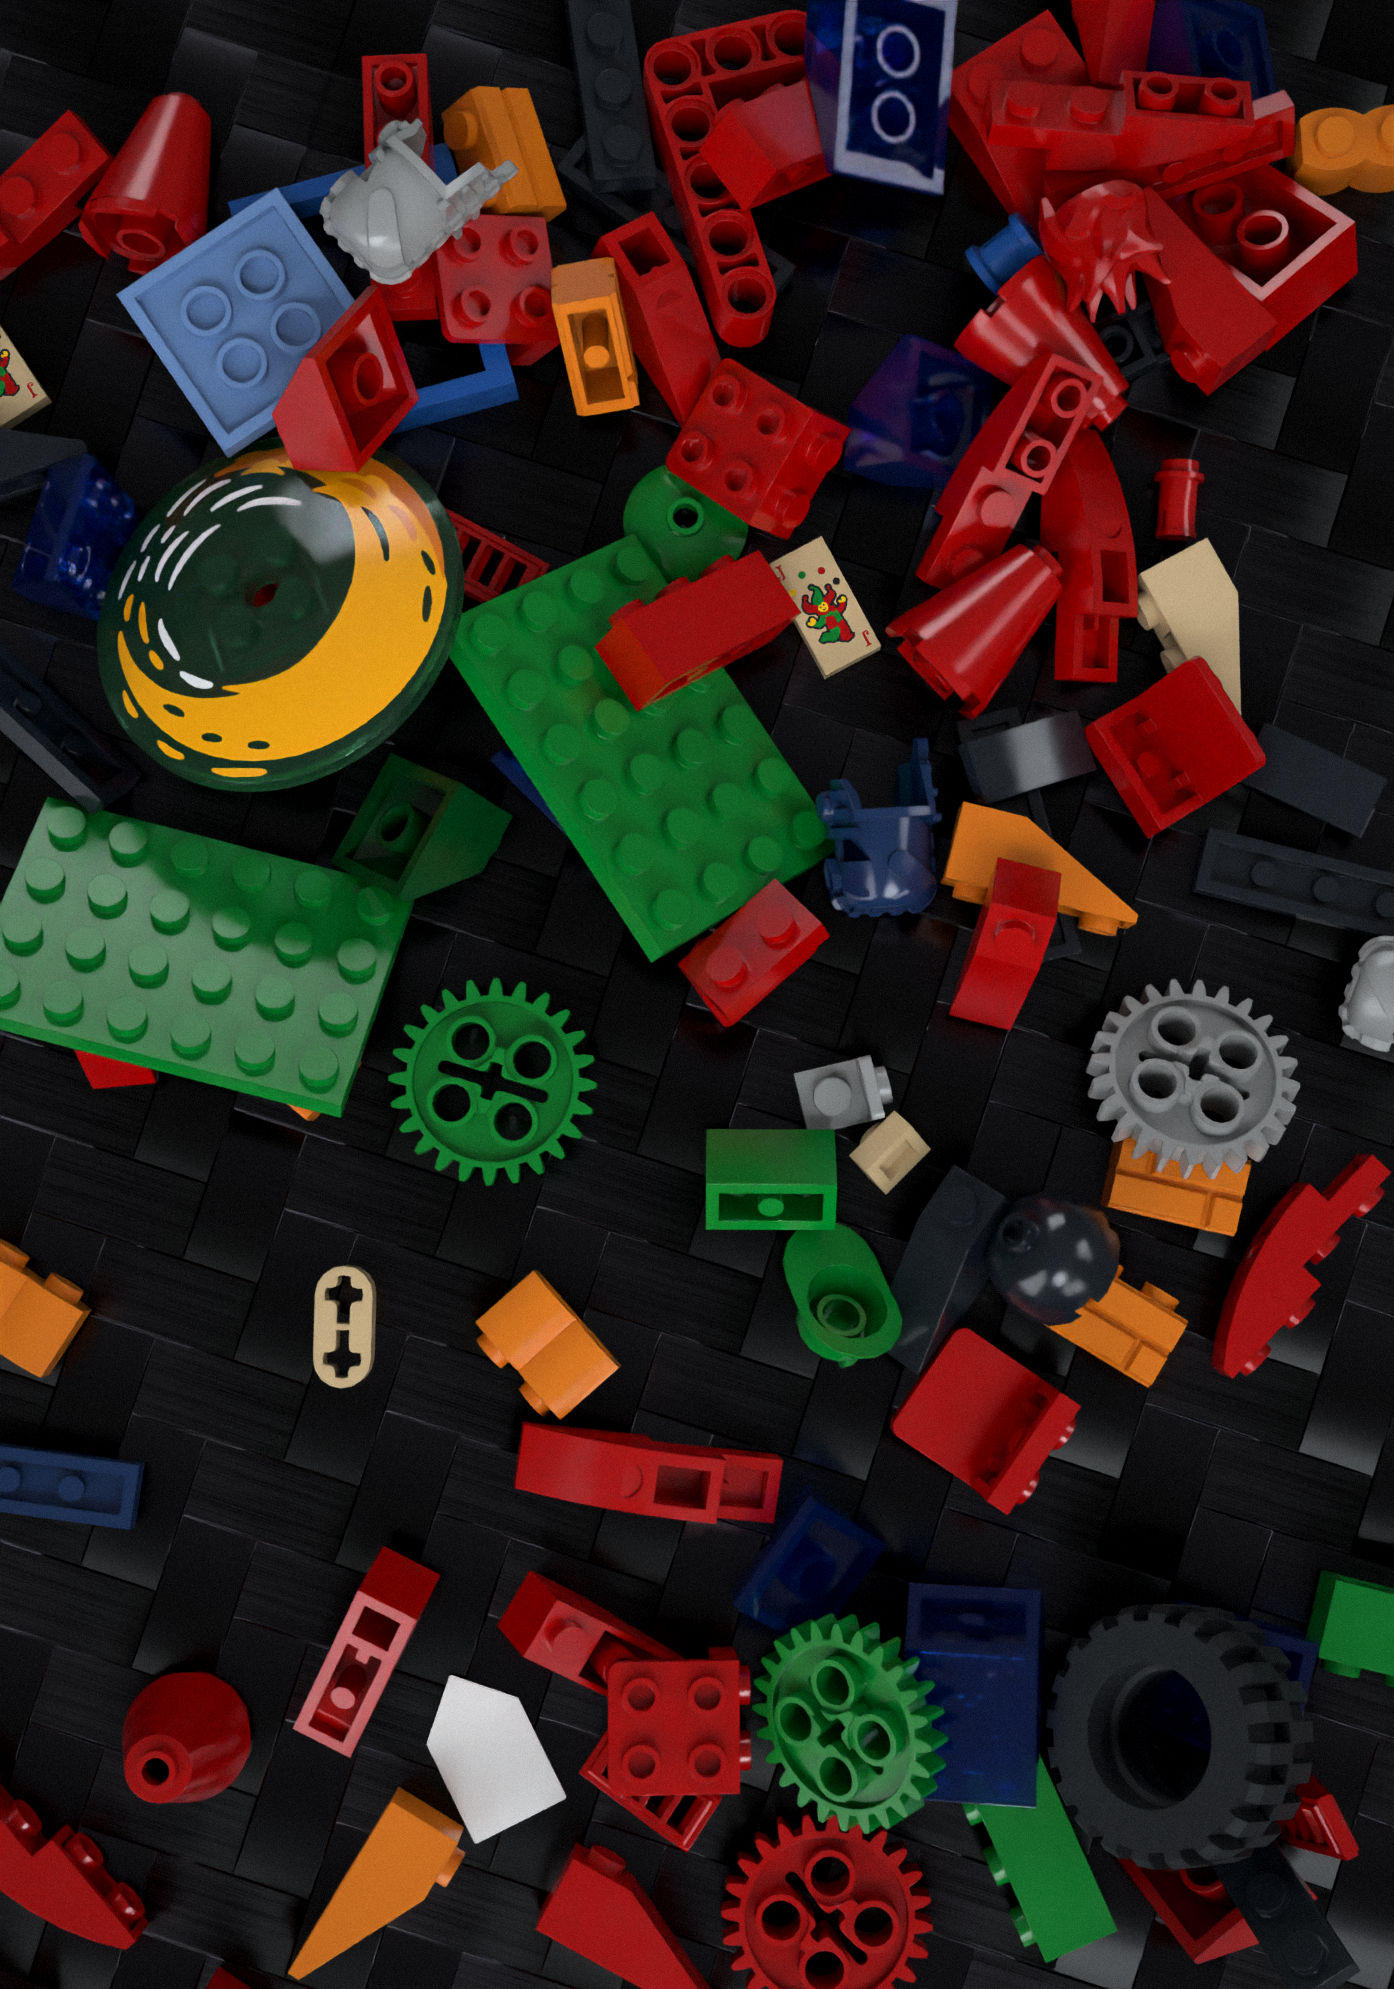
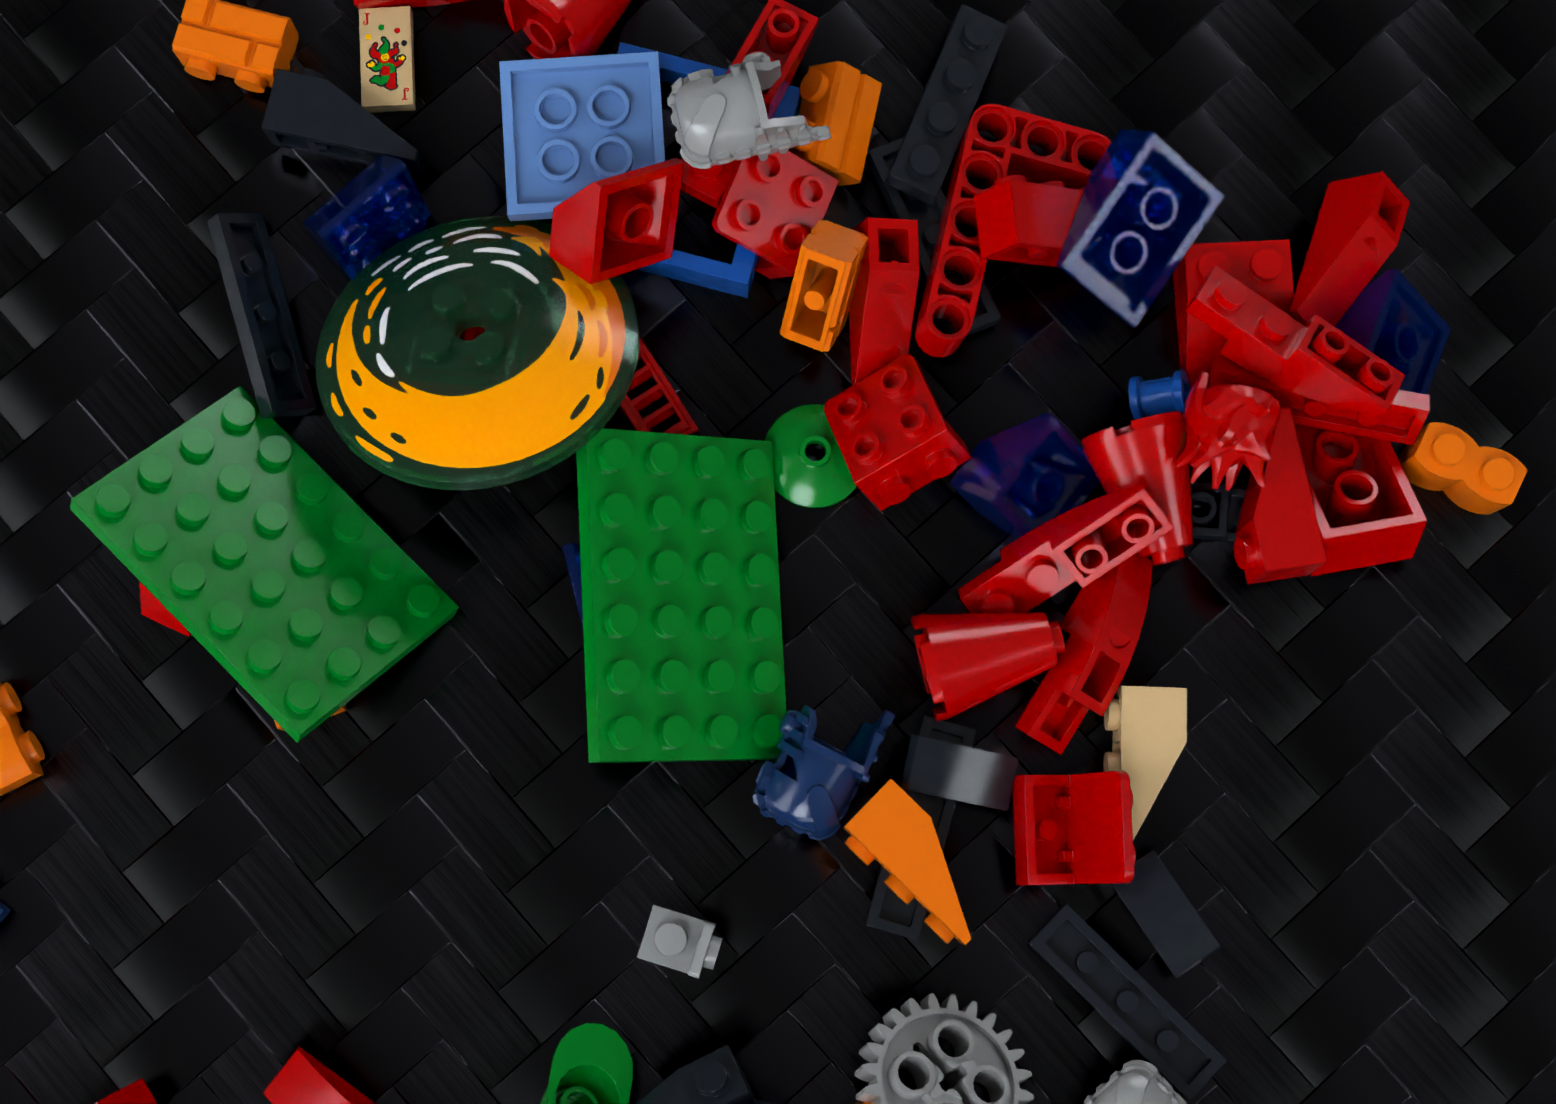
camera: 25 degrees right, 5 degrees down
(360, 1326) = (205, 888): tan beam -> none
(419, 832) = (486, 568): dark green slope -> none
(476, 1137) = (395, 814): green gear -> none
(545, 1345) = (350, 999): orange brick -> none
(695, 627) = (771, 536): red brick -> none
(752, 952) = (670, 798): red bracket -> none
(762, 1174) = (588, 971): green brick -> none
(830, 614) = (877, 574): tan tile -> none
(889, 1151) = (688, 1005): tan plate -> none
(1007, 943) = (863, 902): red slope -> none
(1177, 499) = (1184, 646): red pin -> none

